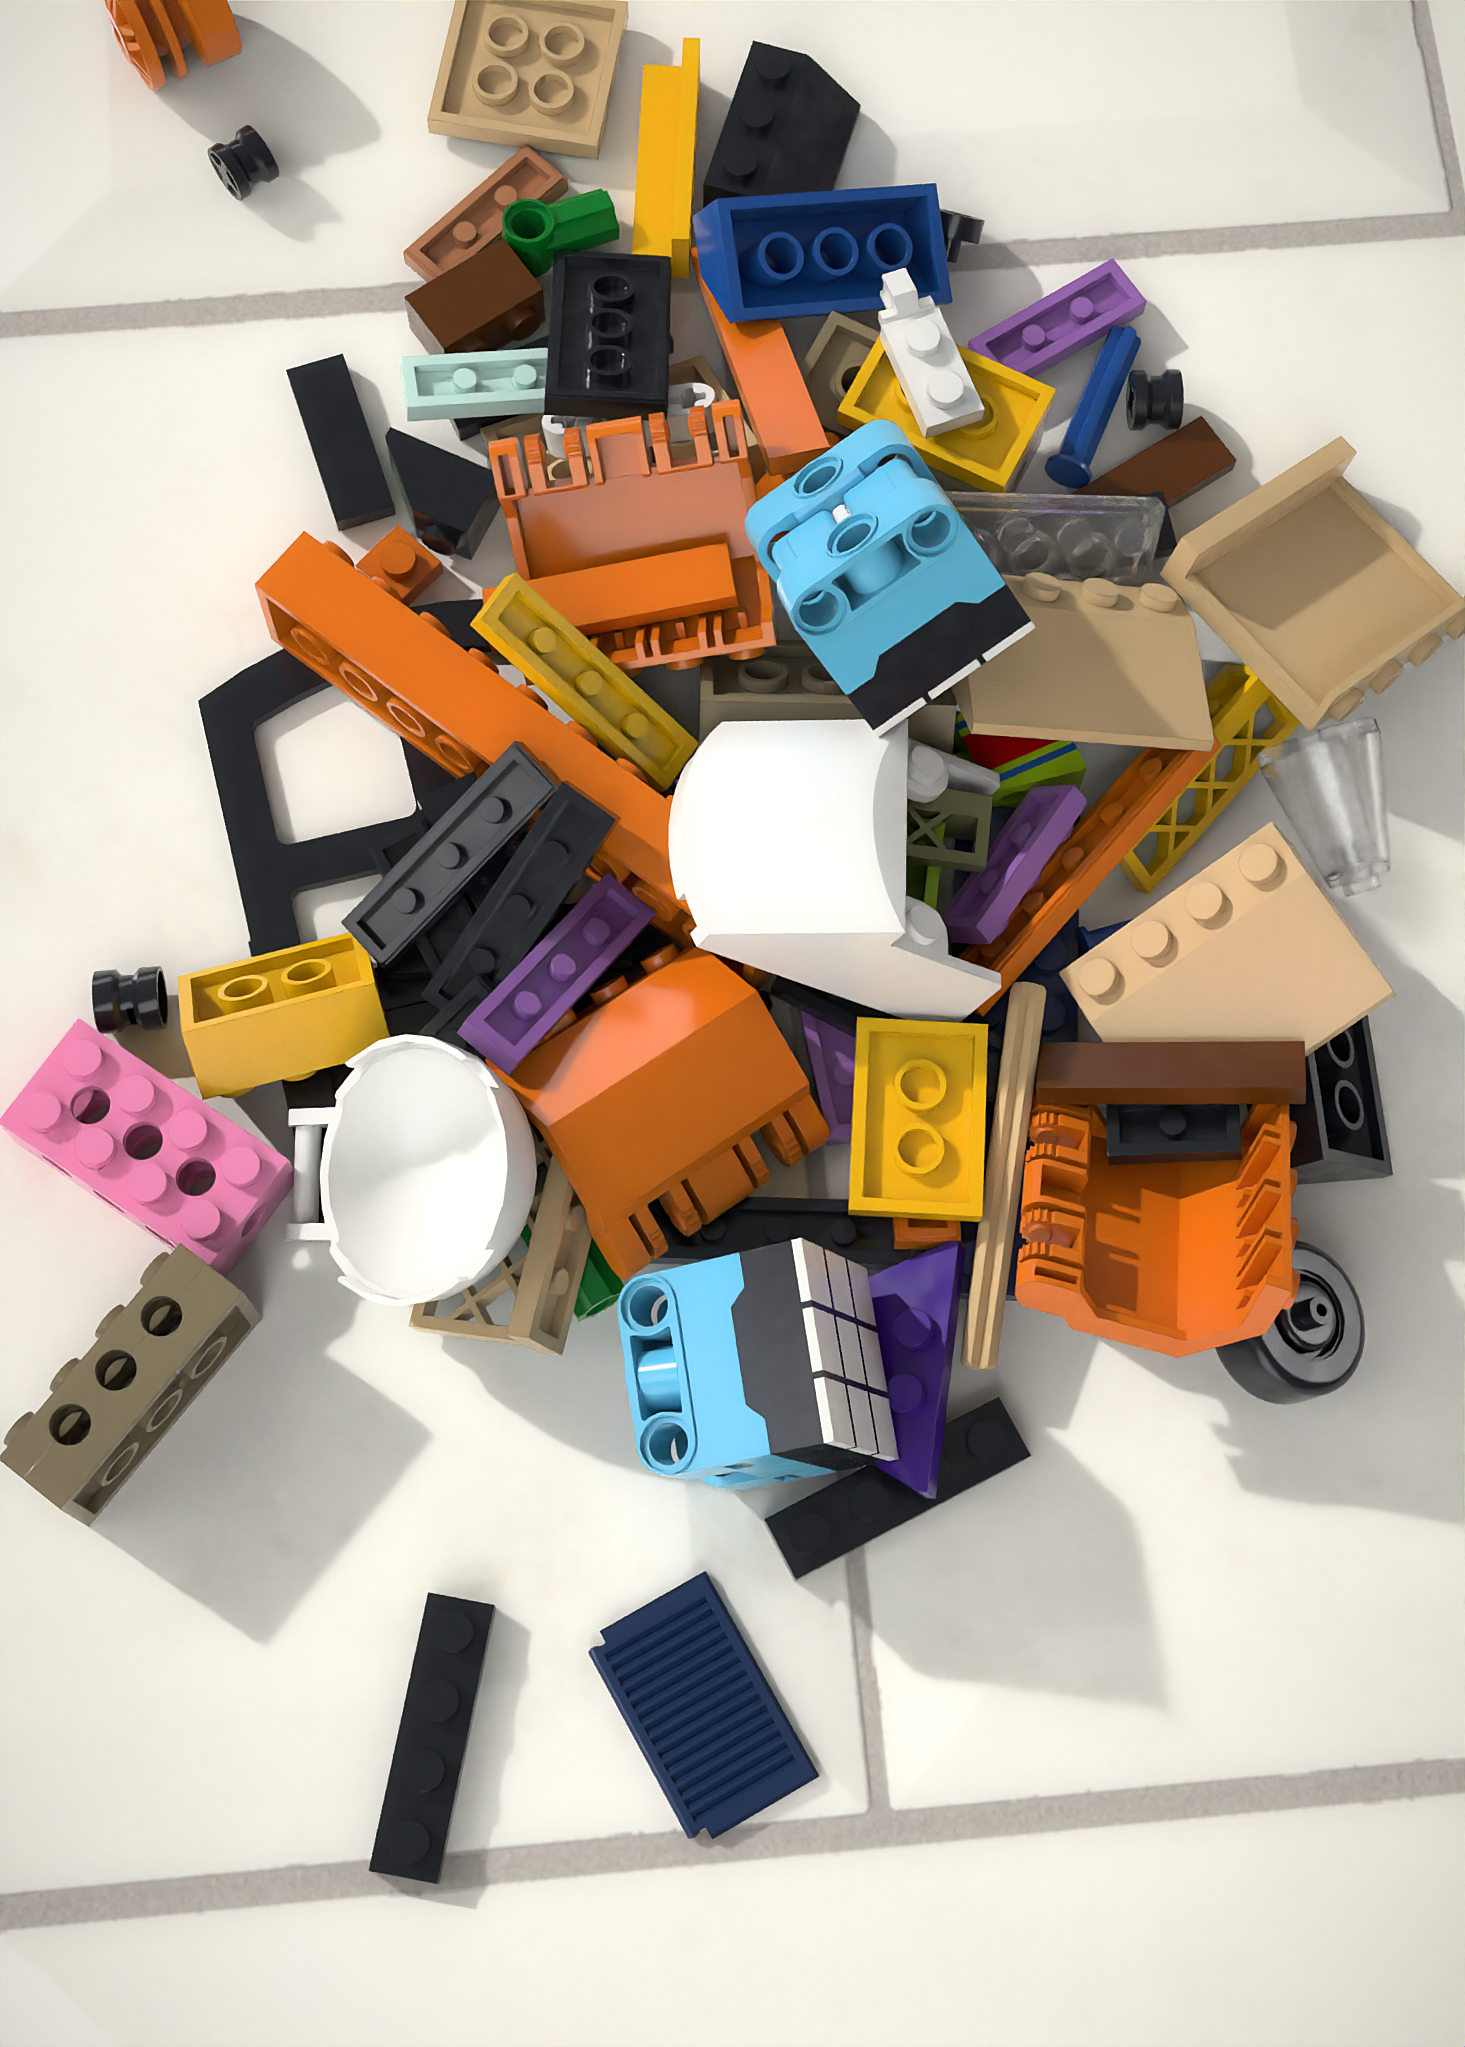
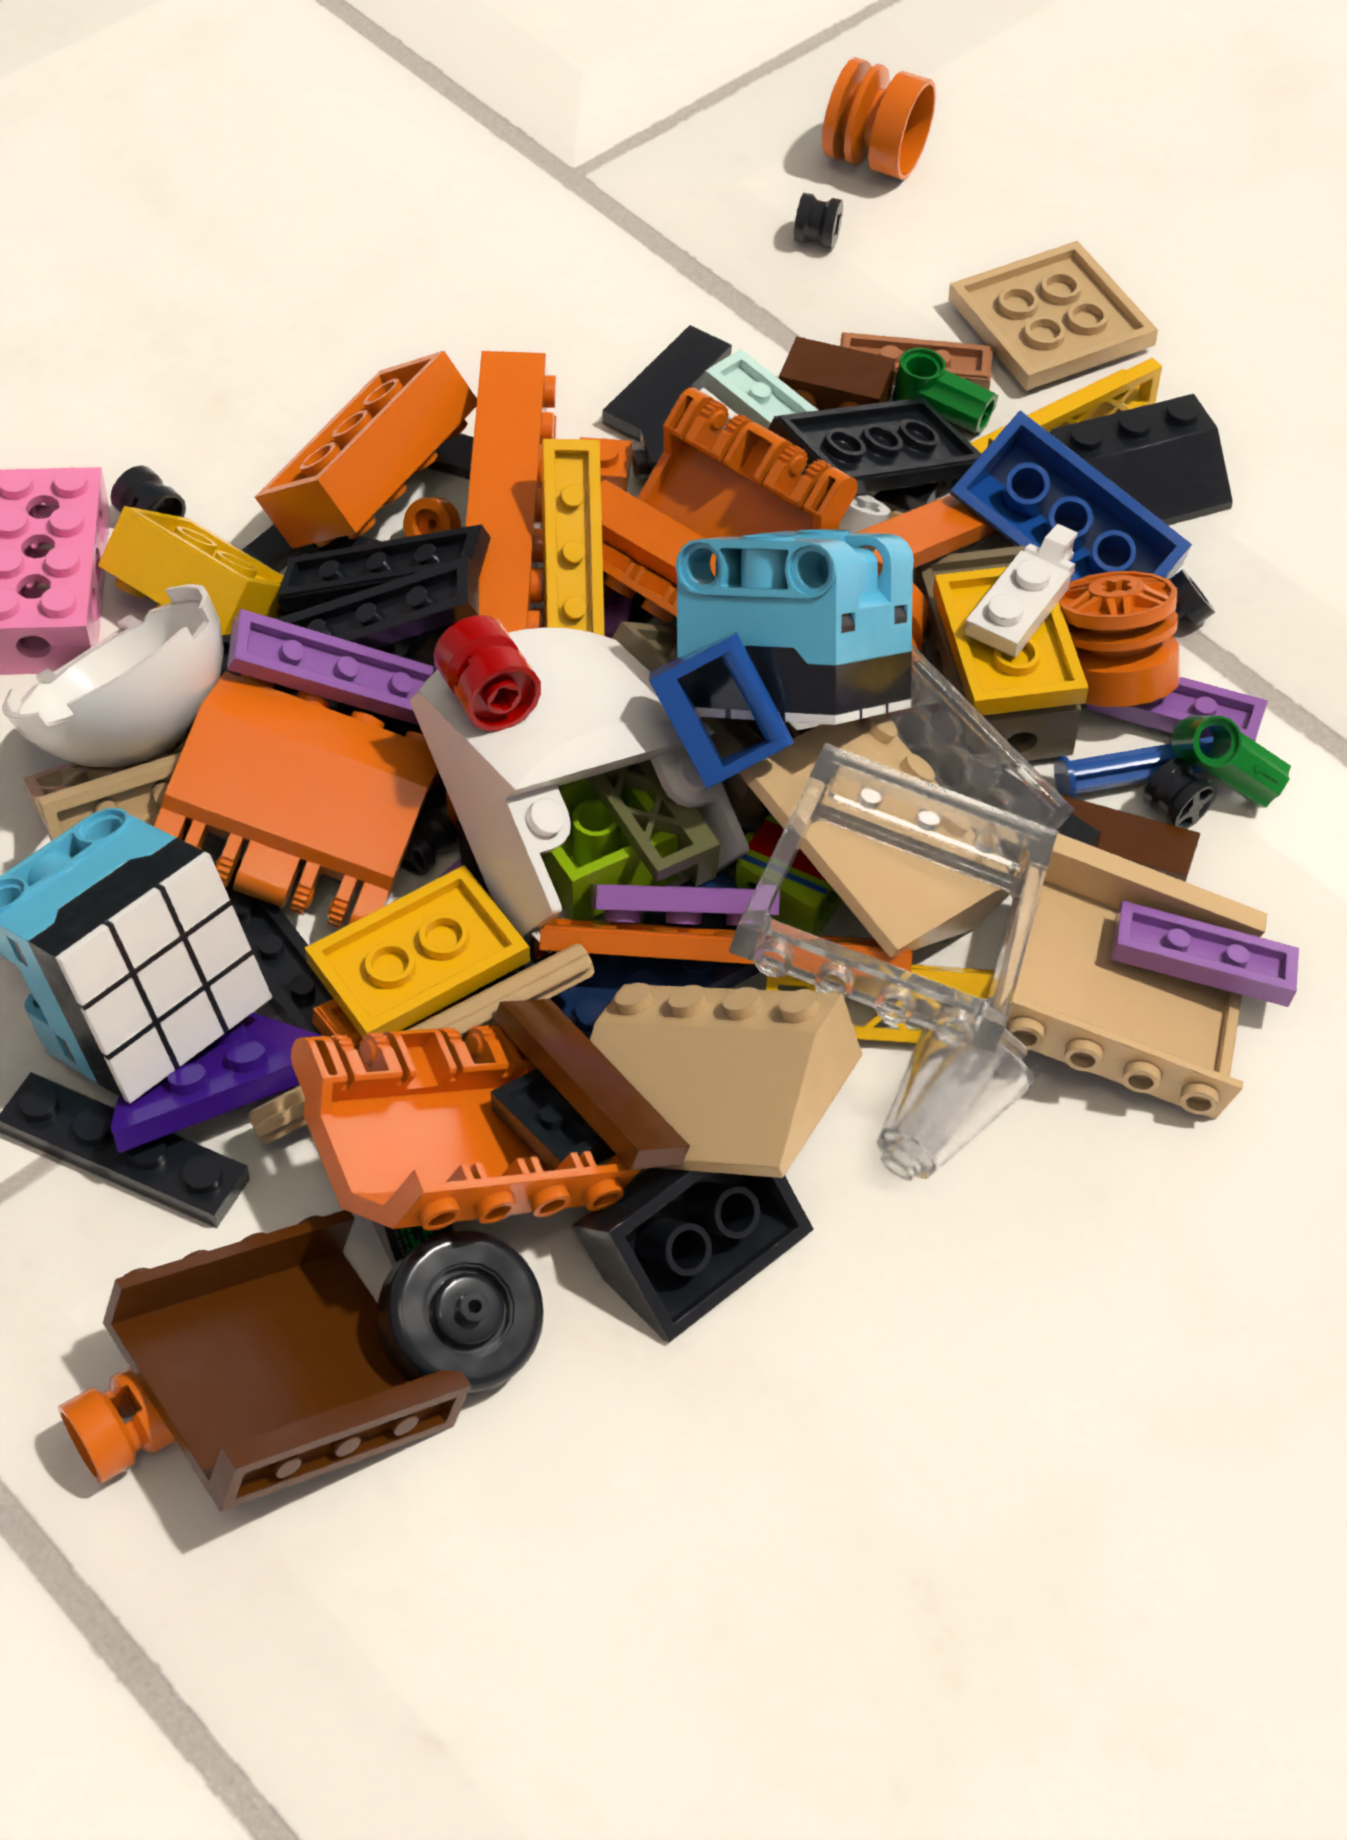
camera: 55 degrees right, 20 degrees down
(263, 764) = (368, 452): none -> orange brick
(369, 767) = (430, 516): none -> orange tile
(771, 867) = (487, 673): none -> red wheel
(968, 735) = (690, 727): none -> blue tile
(996, 304) = (1124, 636): none -> orange wheel
(1152, 617) = (929, 825): none -> clear windscreen
(1157, 335) = (1233, 758): none -> green piece
(1196, 1680) = (100, 1433): none -> orange wheel
(1248, 1503) = (272, 1361): none -> reddish brown panel
(1346, 512) = (1205, 953): none -> medium lavender plate

